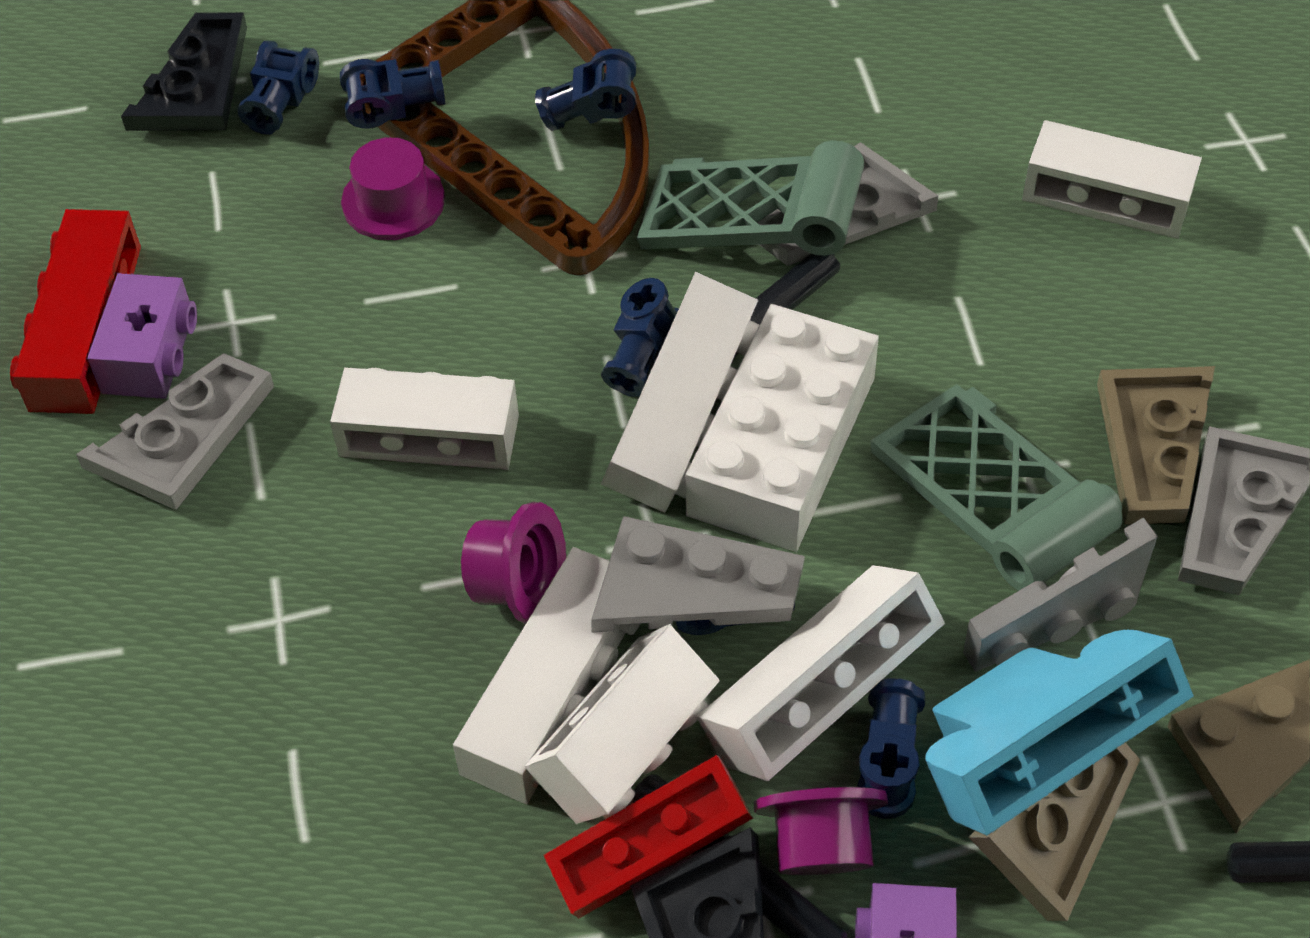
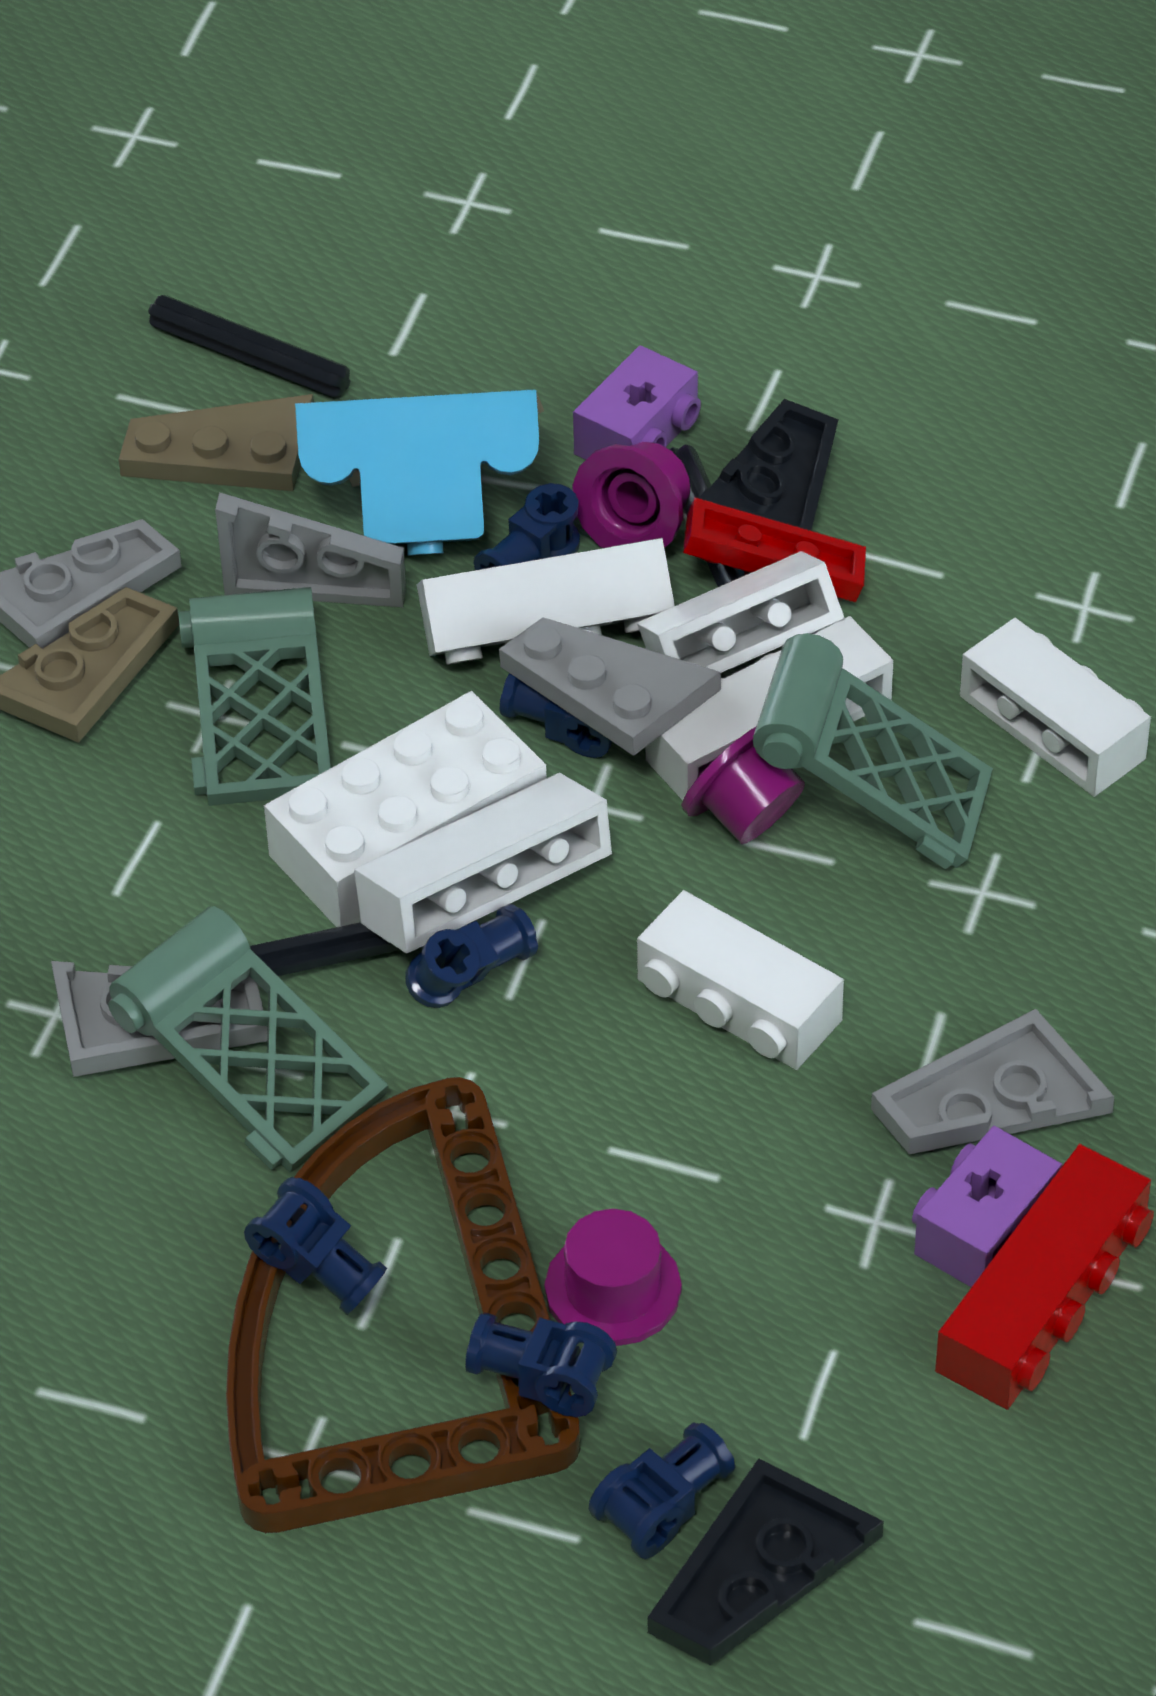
camera: 150 degrees left, 5 degrees down
(287, 810) = (1055, 706): none -> white brick
(480, 597) = (809, 714): none -> sand green piece

